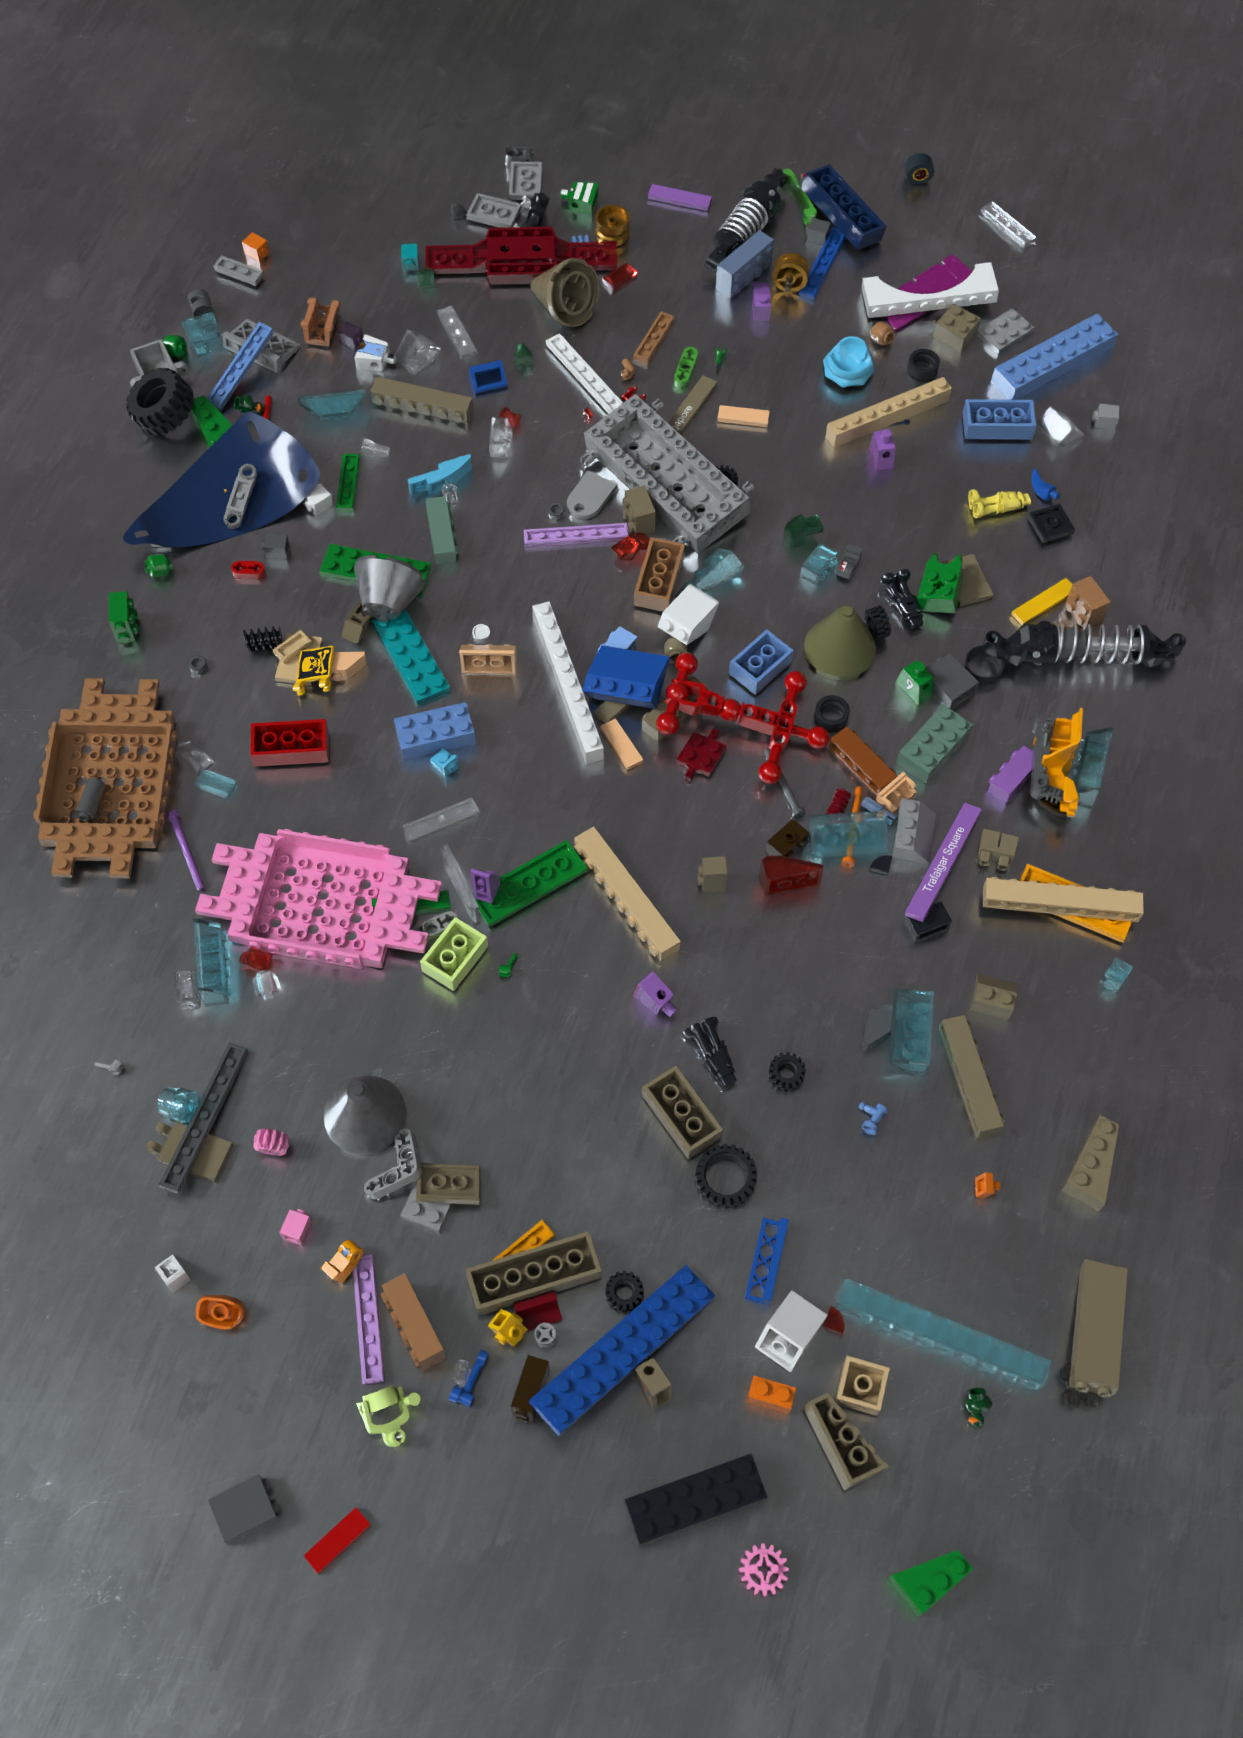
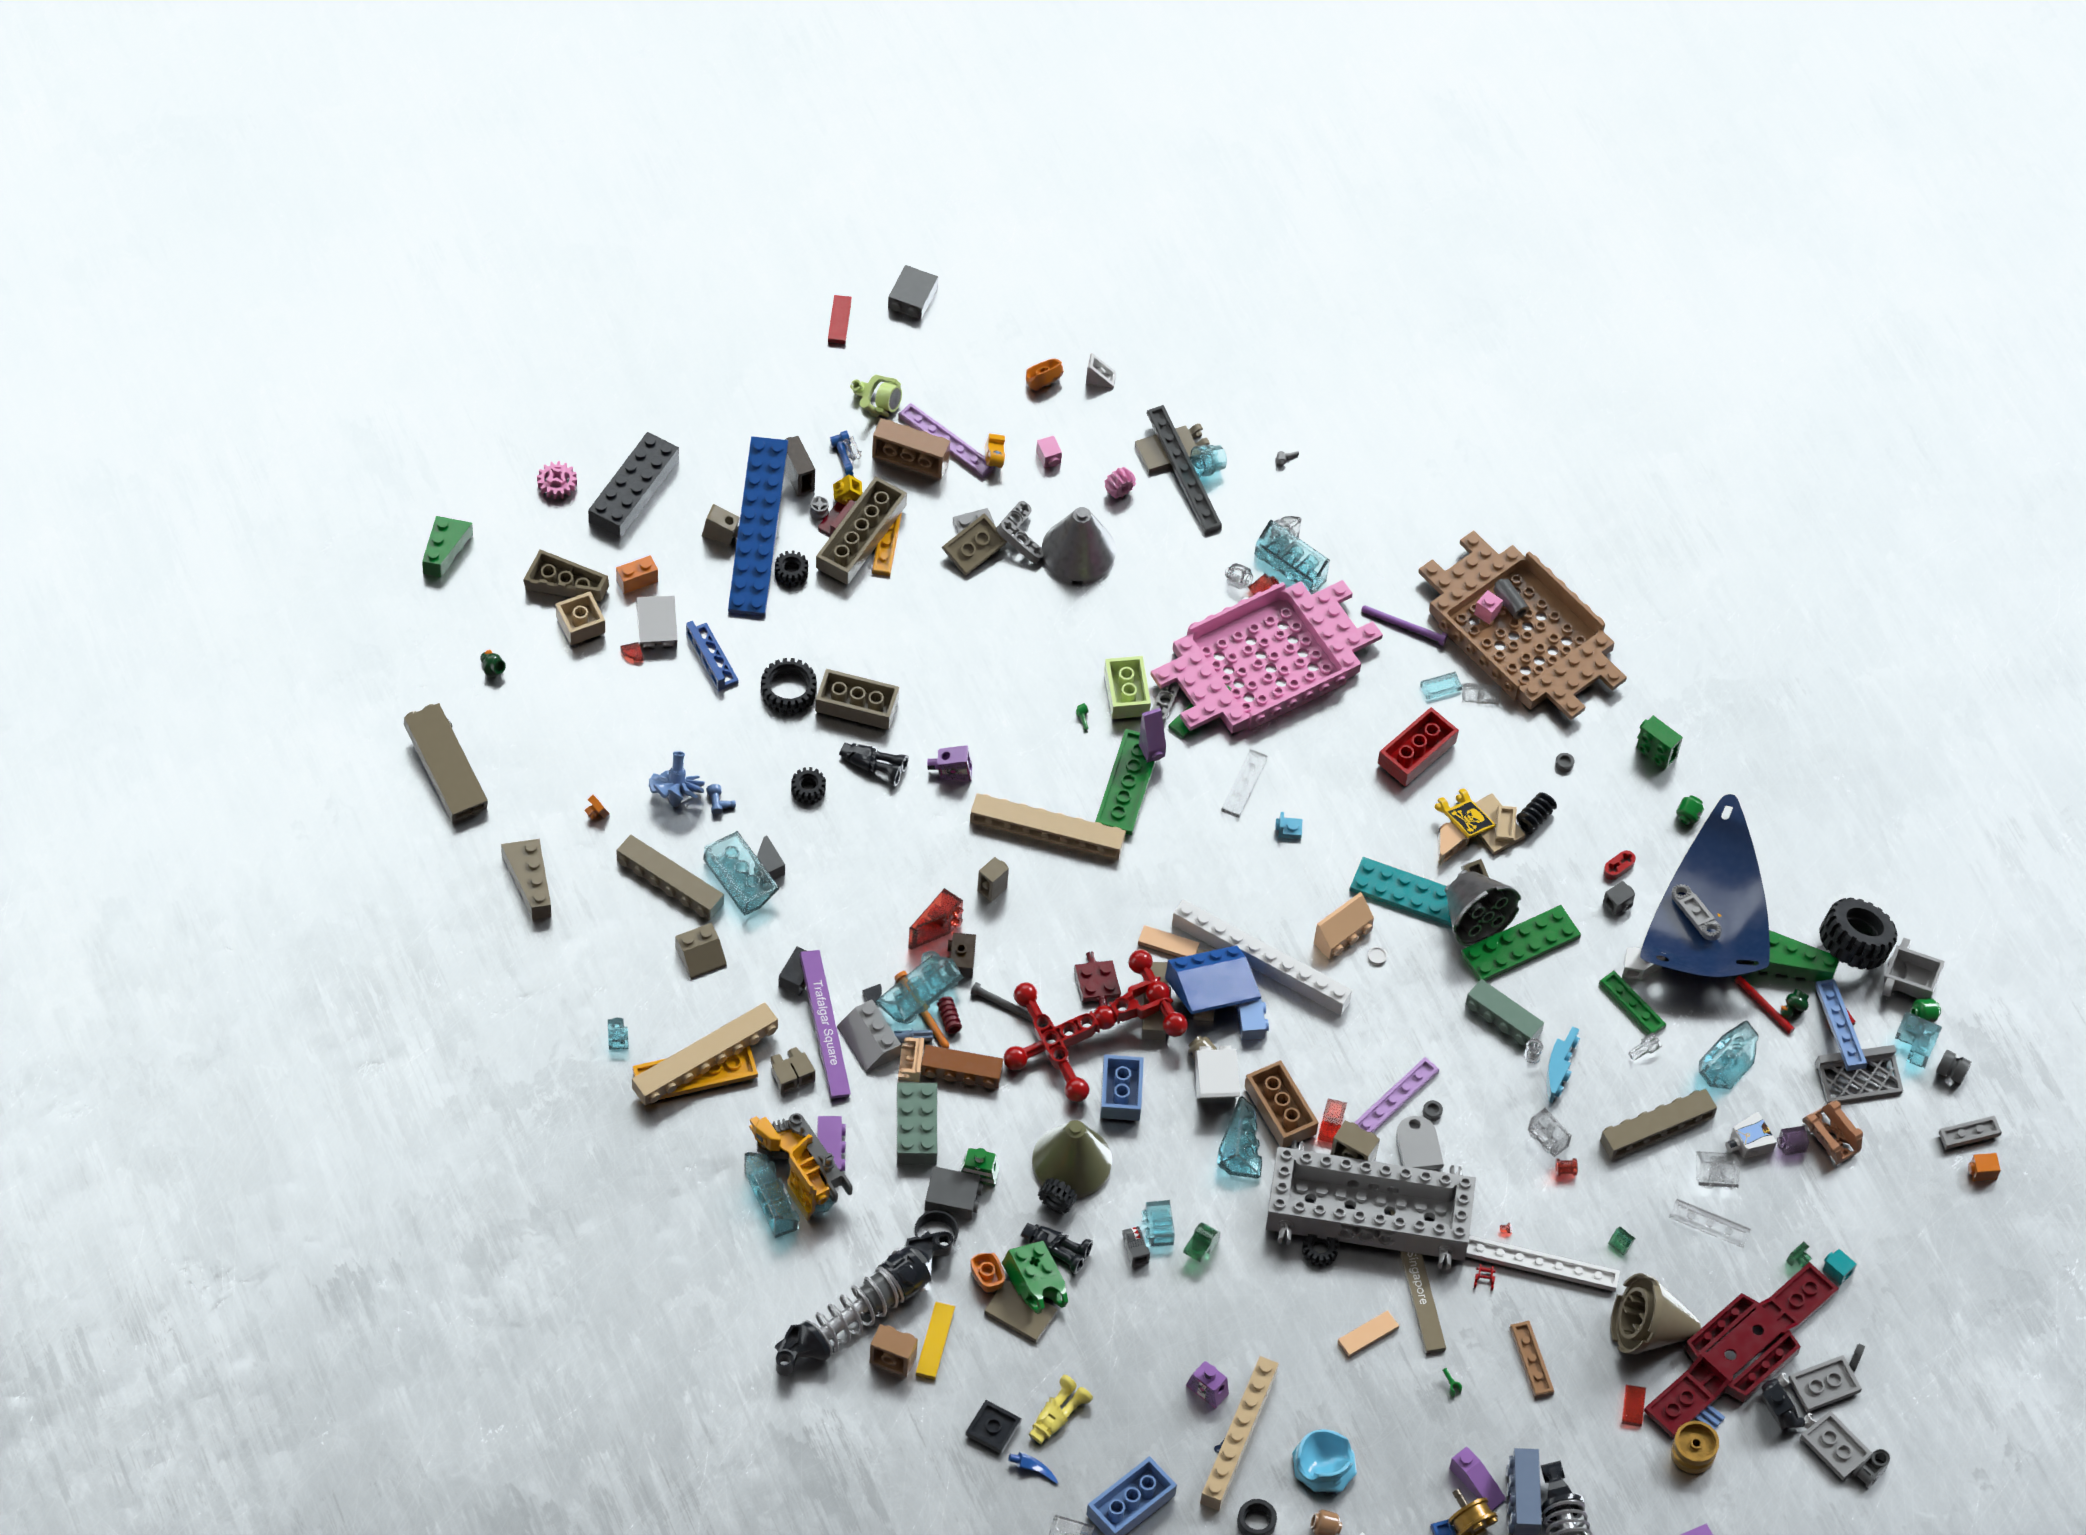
camera: 135 degrees right, 5 degrees down
(115, 803) = (1488, 607): none -> bright pink brick
(433, 730) = (1320, 839): medium blue brick -> none
(461, 885) = (1182, 737): clear tile -> none
(485, 369) = (1638, 1199): blue tile -> none
(581, 197) = (1761, 1465): green torso -> none
(629, 369) = (1516, 1302): medium nougat arm -> none
(687, 373) = (1470, 1355): bright green beam -> none
(834, 701) = (1024, 1105): black tyre -> none
(908, 1154) = (674, 782): none -> medium blue piece
(943, 1334) = (551, 690): clear light blue brick -> none
(972, 611) = (987, 1271): none -> orange piece

